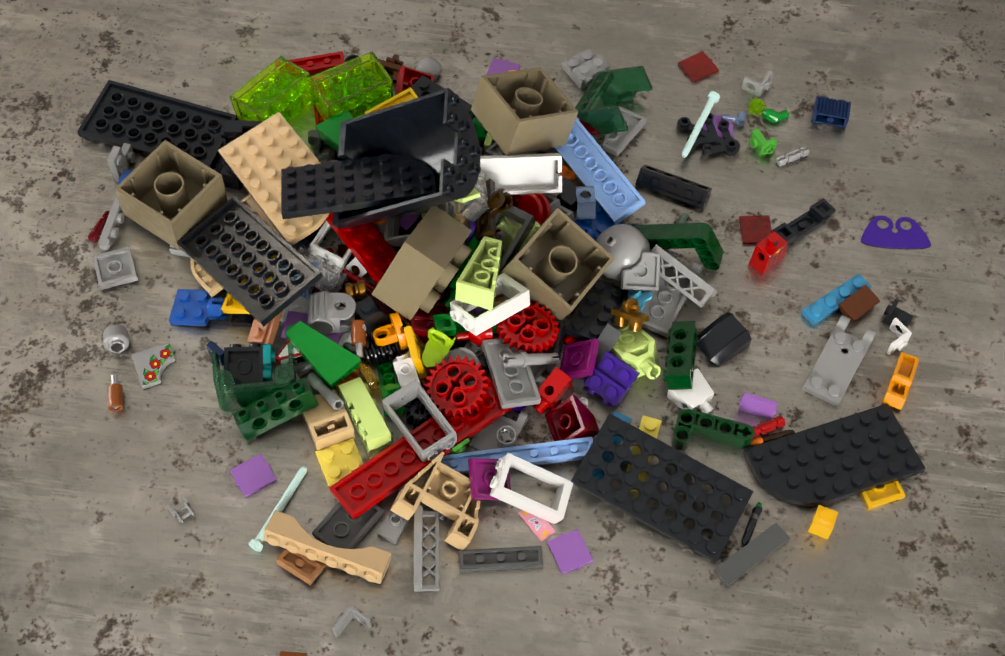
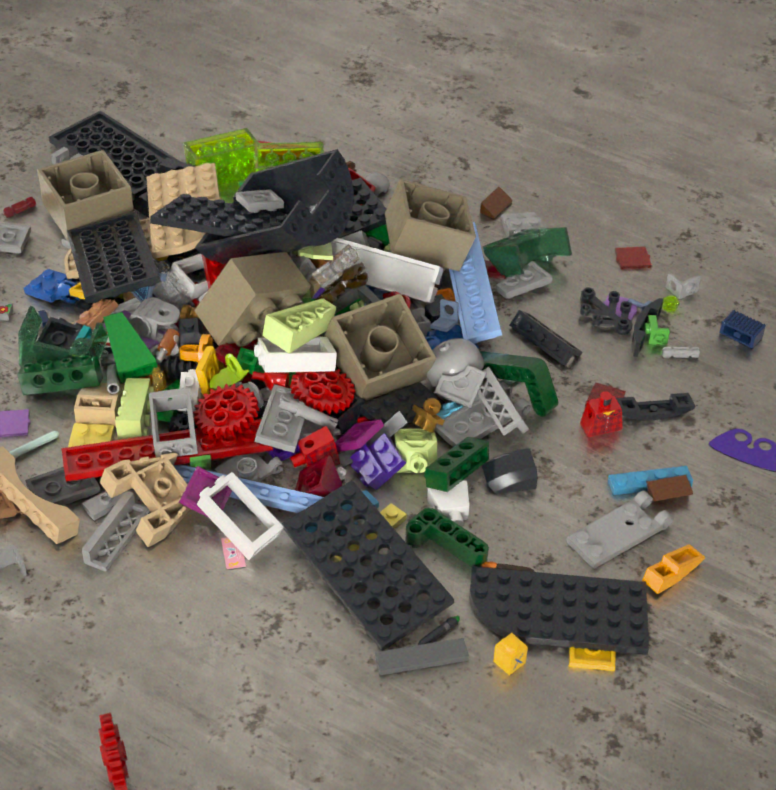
camera: 25 degrees right, 15 degrees down
(111, 227) = (25, 209): light grey plate -> none
(370, 152) = (259, 200): none -> light grey plate
(500, 559) = (178, 567): dark grey tile -> none
(549, 51) = (495, 203): none -> reddish brown slope
(570, 551) = (247, 586): medium lavender piece -> none
(713, 97) = (627, 280): light aqua bar -> none
(750, 155) = (638, 337): none -> black slope
(758, 406) = (507, 533): medium lavender piece -> none
(769, 426) = (508, 557): red axle -> none
(774, 116) = (683, 317): green arm -> none
(893, 312) = (703, 515): black bracket -> none
(901, 342) = (694, 534): white bracket -> none

